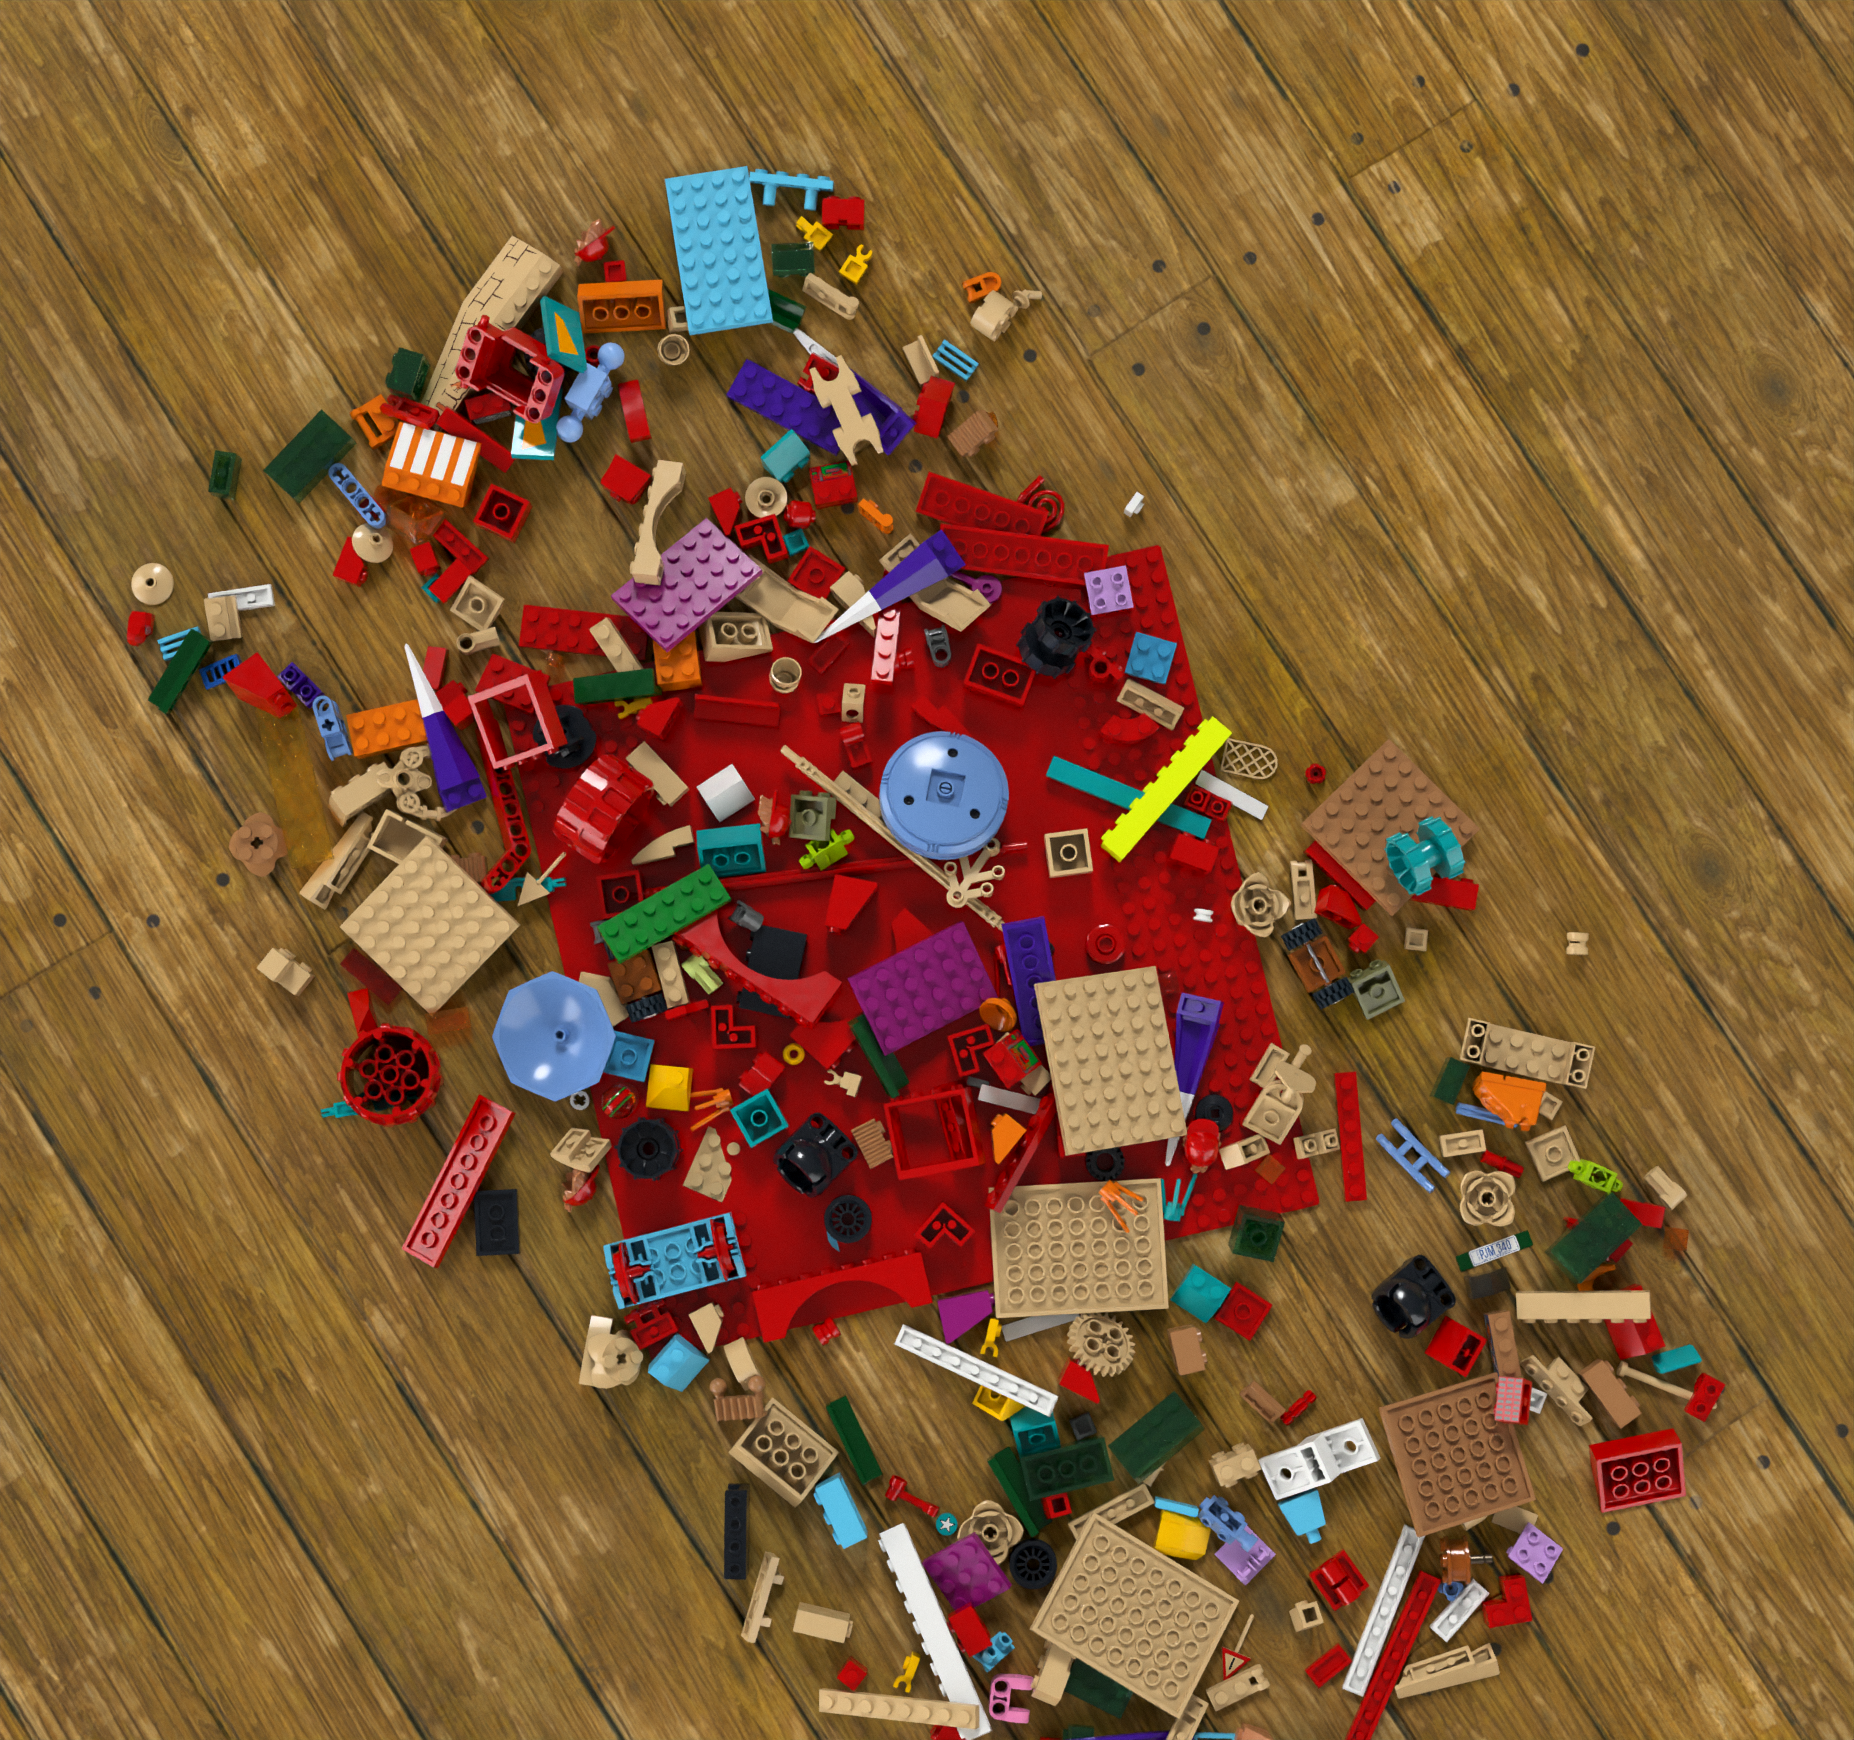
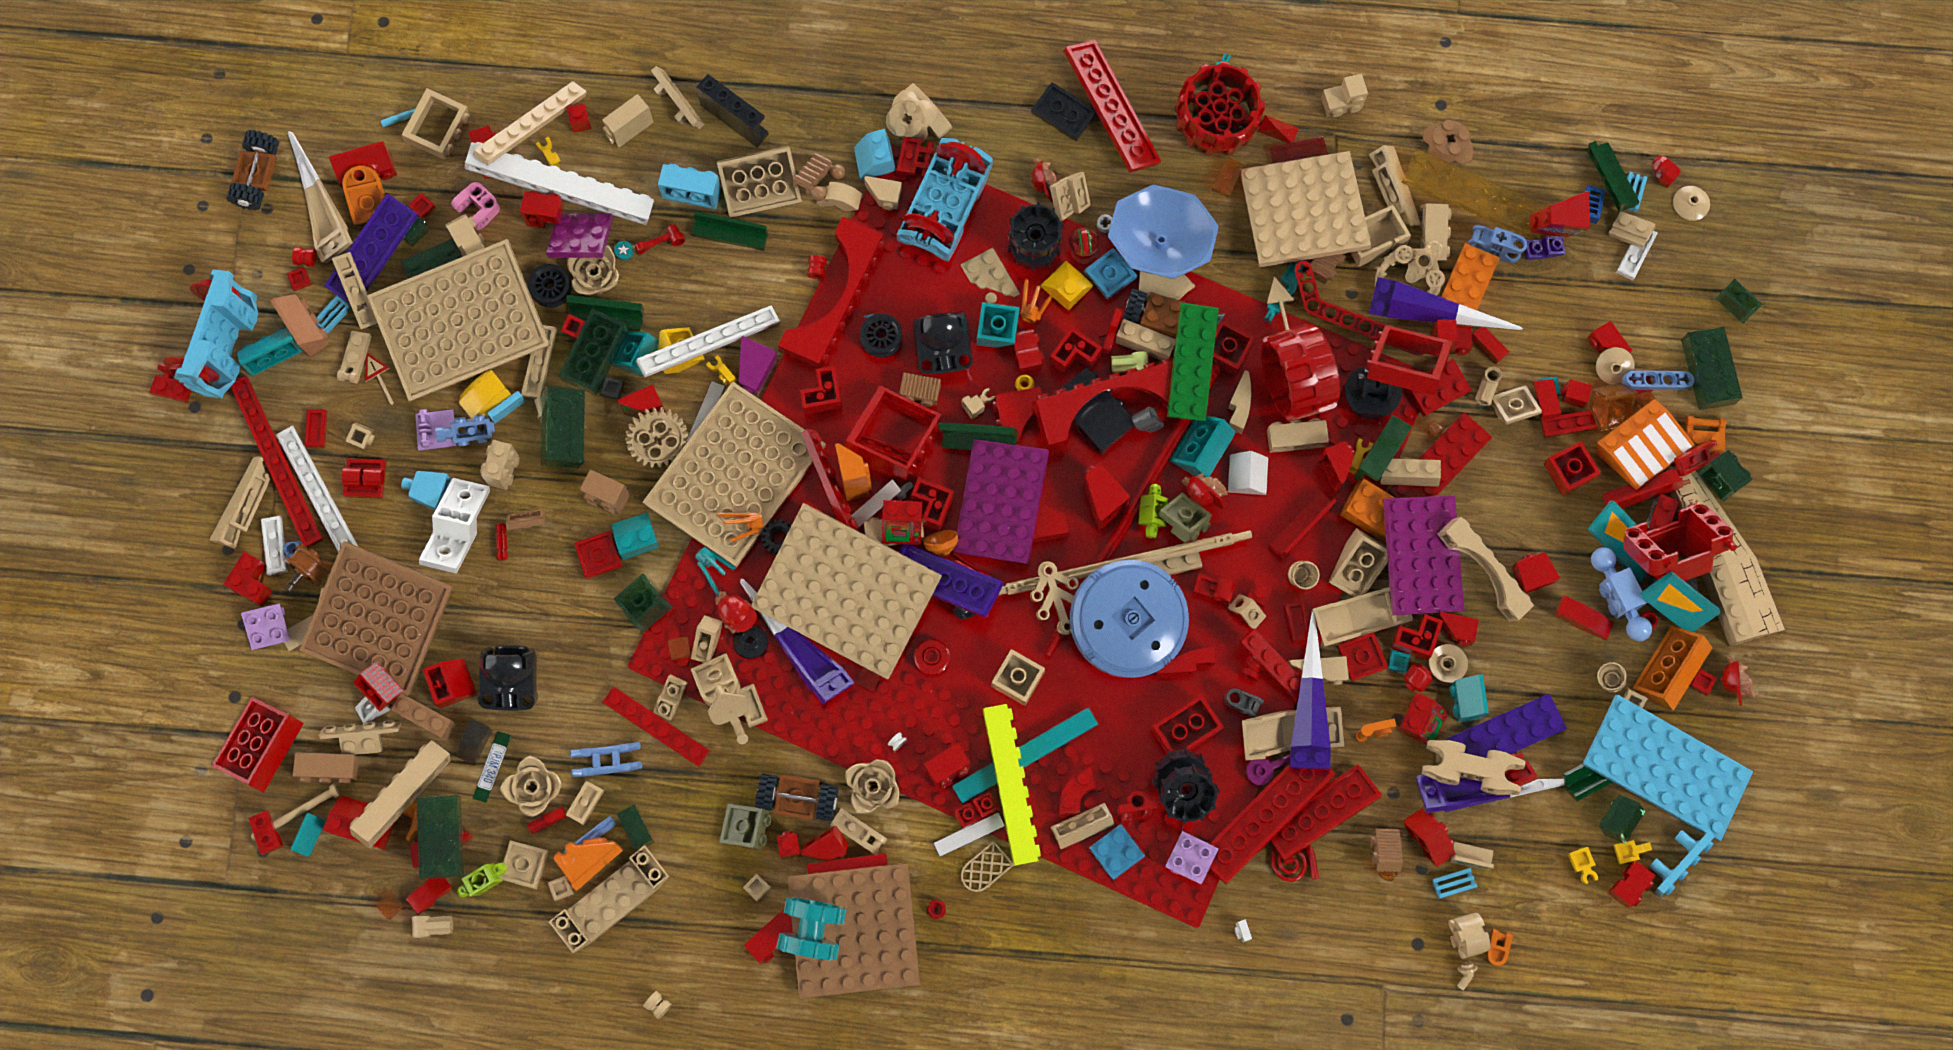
camera: 125 degrees right, 10 degrees down
(830, 296) = (1571, 825): tan plate -> none
(993, 1654) = (513, 219): medium azure hips -> none

